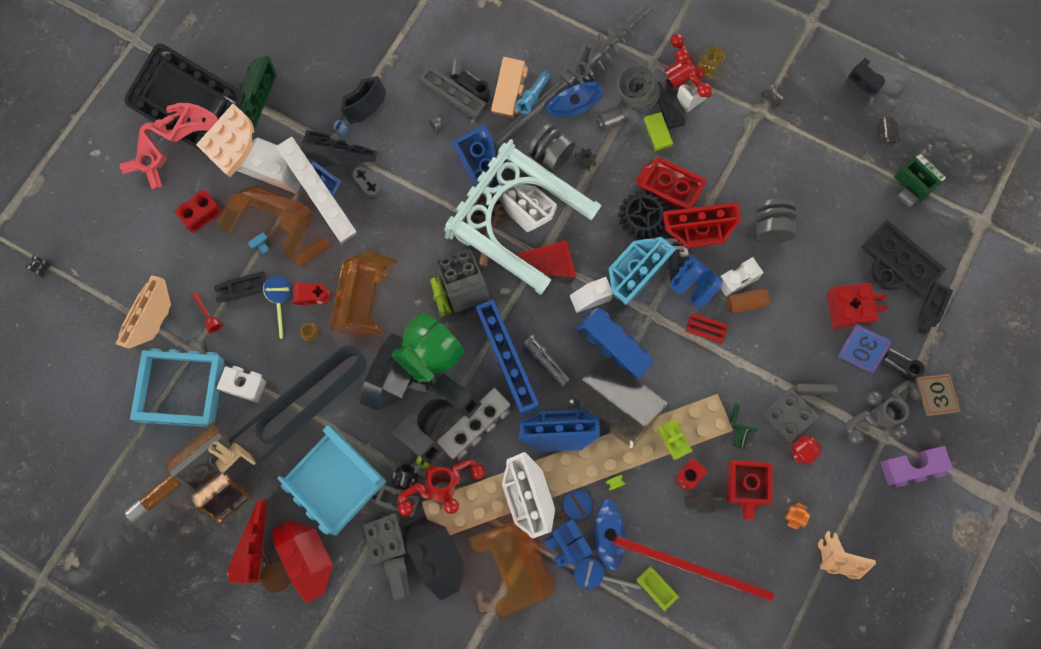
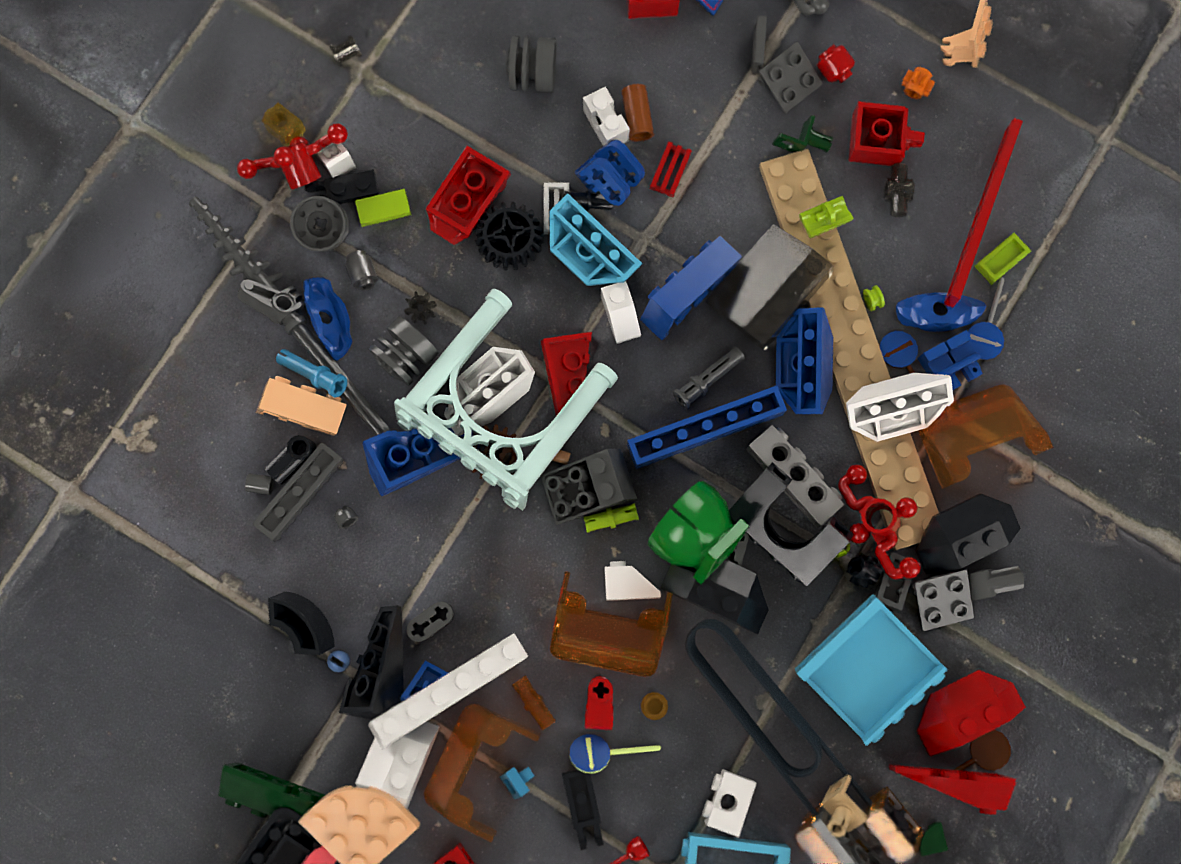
camera: 90 degrees left, 5 degrees up
(212, 532) = (933, 840): none -> dark green tile
(393, 309) = (627, 583): none -> white slope
(698, 471) = (868, 195): red brick -> none
(702, 224) = (532, 156): red wedge -> none

